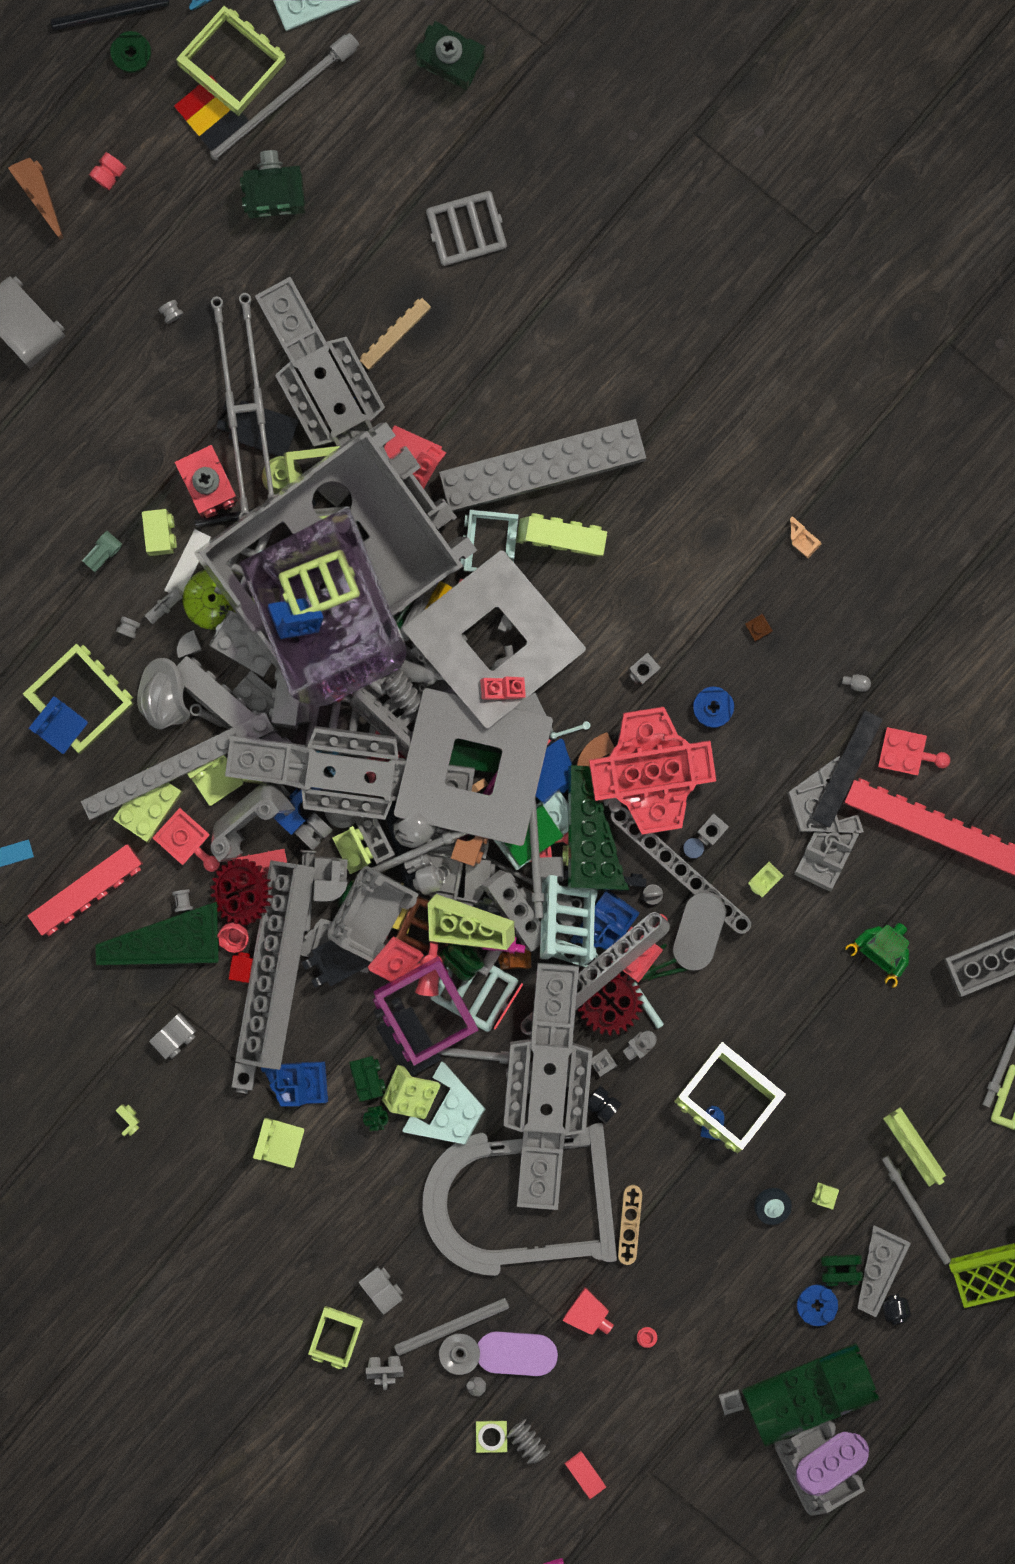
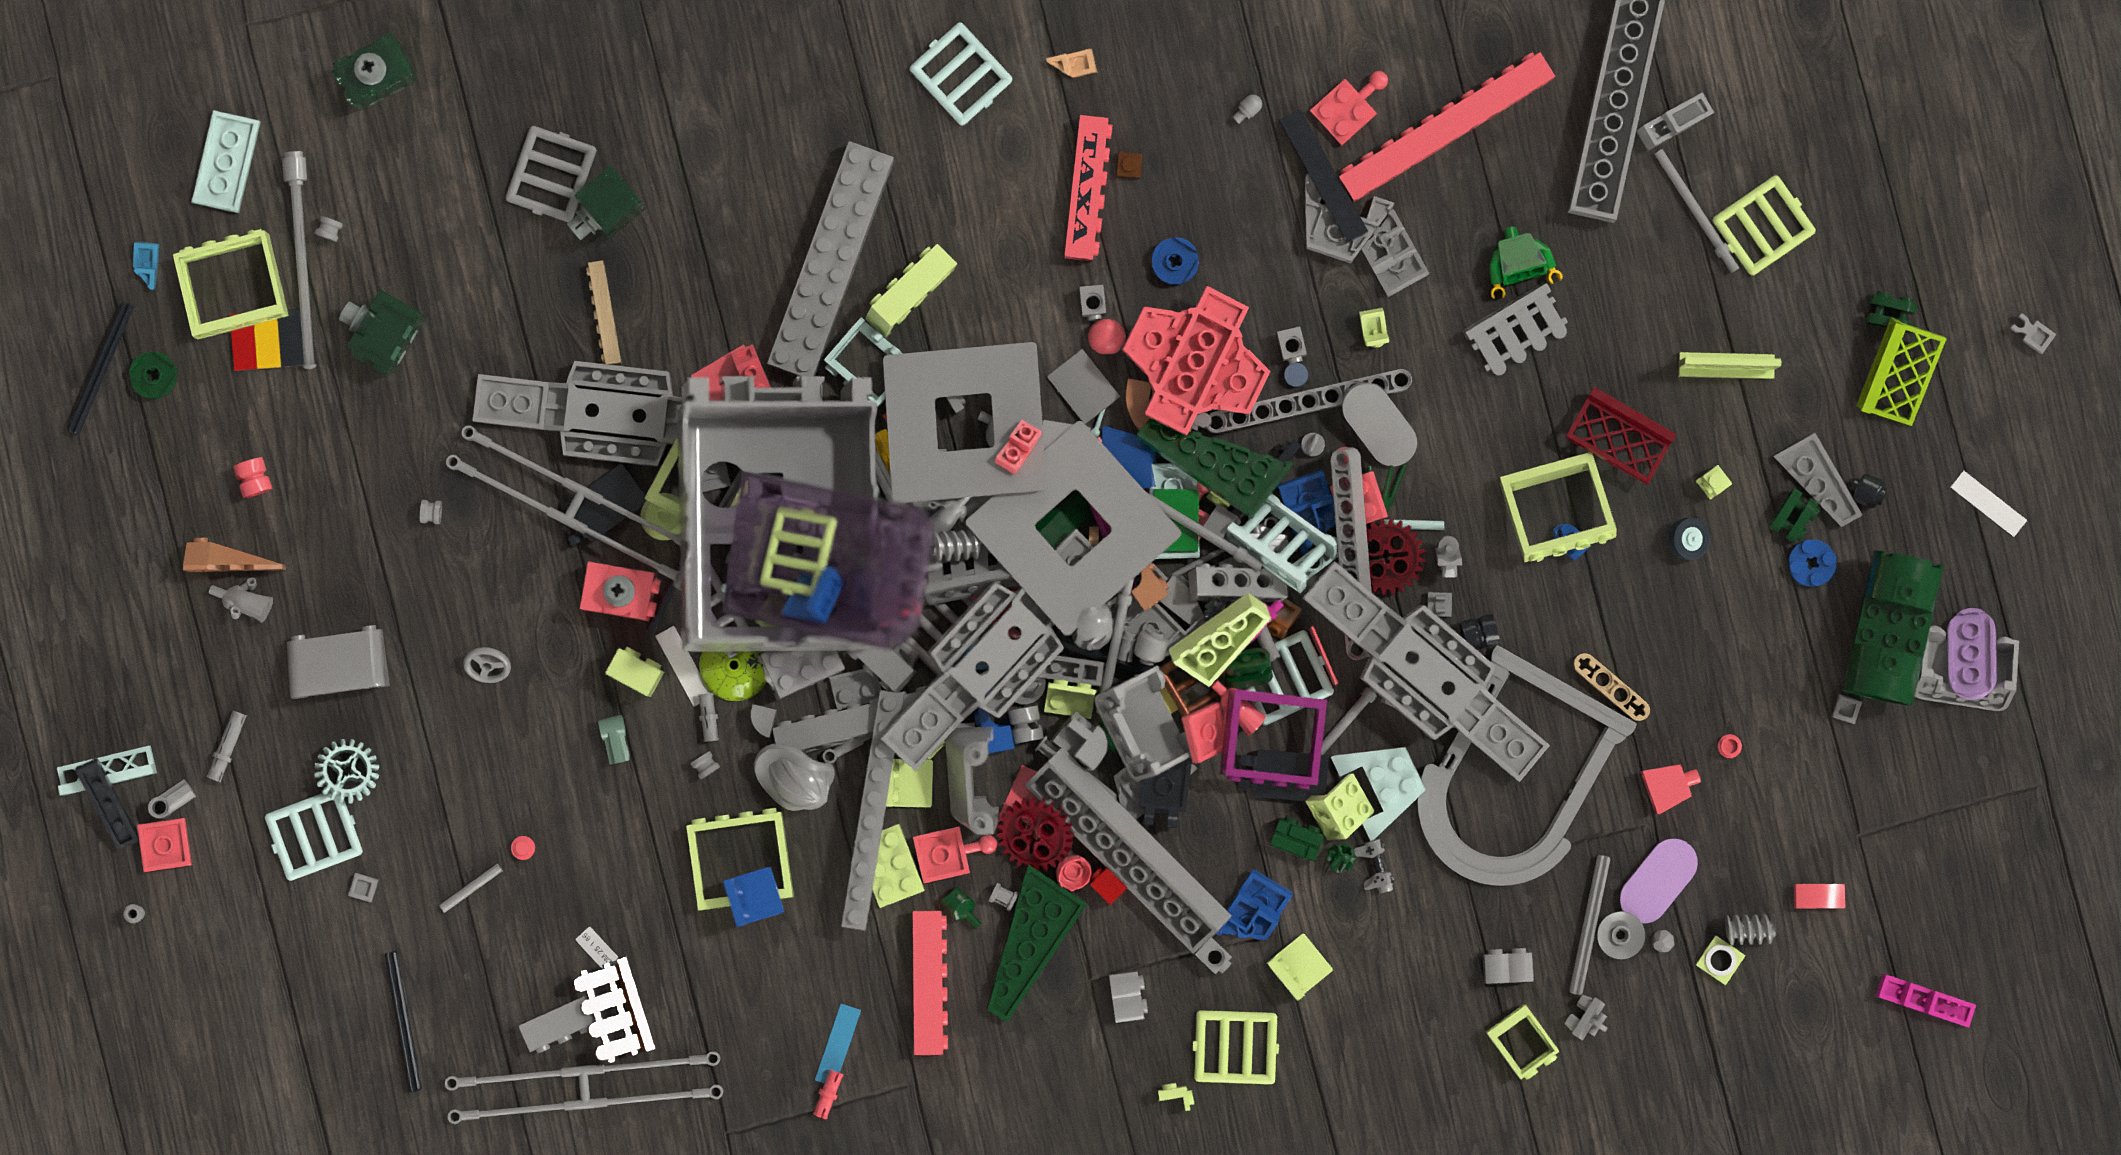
camera: 60 degrees left, 0 degrees up
(15, 222) = (239, 600): none -> light grey piece
(96, 424) = (488, 660): none -> light grey piece
(154, 876) = (961, 907): none -> dark green piece
(216, 1133) = (1223, 1075): none -> yellowish green bar
(318, 101) = (328, 228): none -> light grey wheel
(380, 1158) = (1381, 880): none -> light grey piece
(470, 281) = (605, 205): none -> clear green piece
(580, 705) = (1083, 386): none -> light grey window
(626, 696) = (1106, 336): none -> coral hair
(719, 609) = (1086, 188): none -> coral brick
(764, 459) = (947, 101): none -> light aqua bar
(828, 1106) = (1625, 417): none -> dark red fence
(847, 979) = (1504, 328): none -> light grey fence
(896, 1175) = (1741, 402): light grey bar -> none
(948, 1401) = (1988, 503): none -> white sticker

